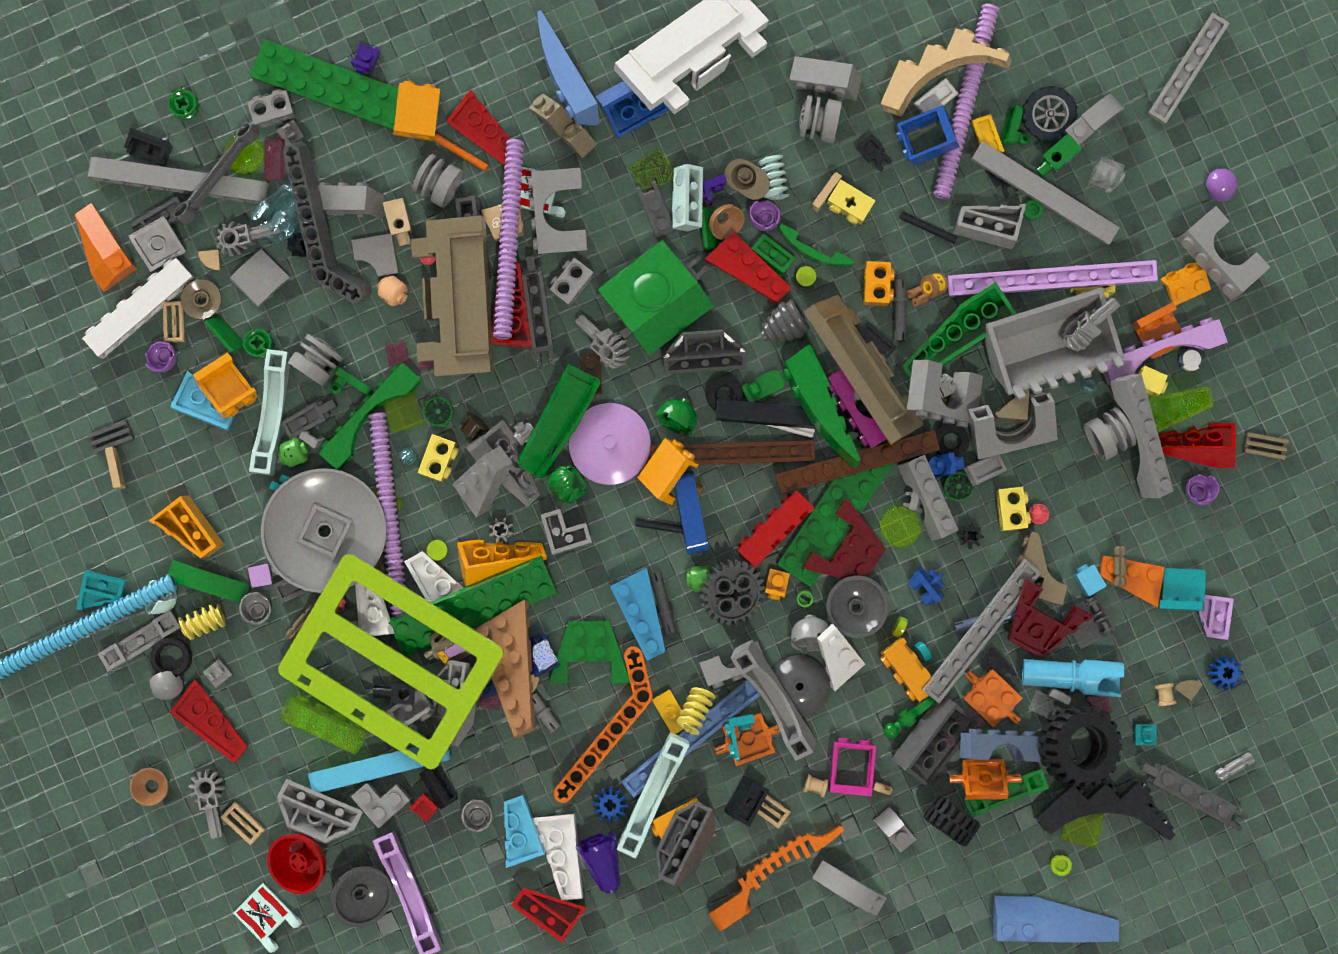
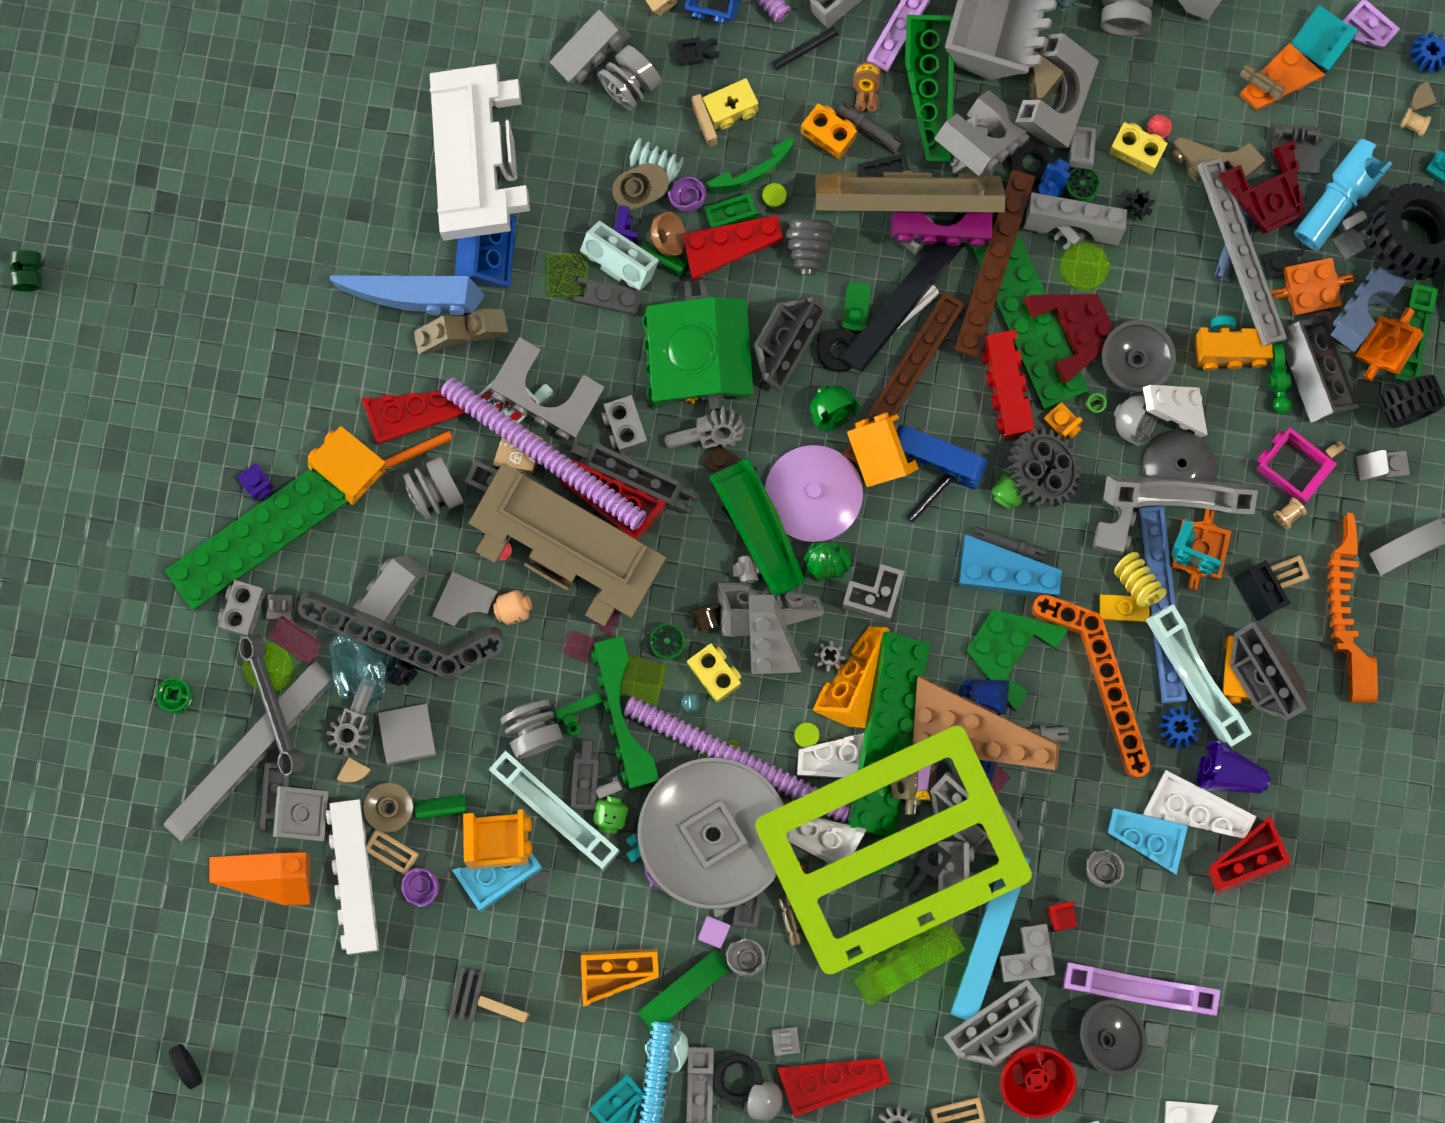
camera: 55 degrees left, 5 degrees down
(148, 147) = (193, 760): black hinge -> none
(202, 622) = (722, 1021): light yellow piece -> none
(257, 342) = (473, 778): green wheel -> none
(395, 211) = (435, 549): tan torso -> none
(438, 787) = (1050, 889): black plate -> none
(811, 389) = (893, 258): green wedge -> none
(899, 626) = (1184, 330): lime tile -> none
(933, 592) = (1171, 276): blue hips -> none
(1089, 579) = (1256, 120): medium azure brick -> none
(1099, 702) = (1382, 189): clear pink tile -> none

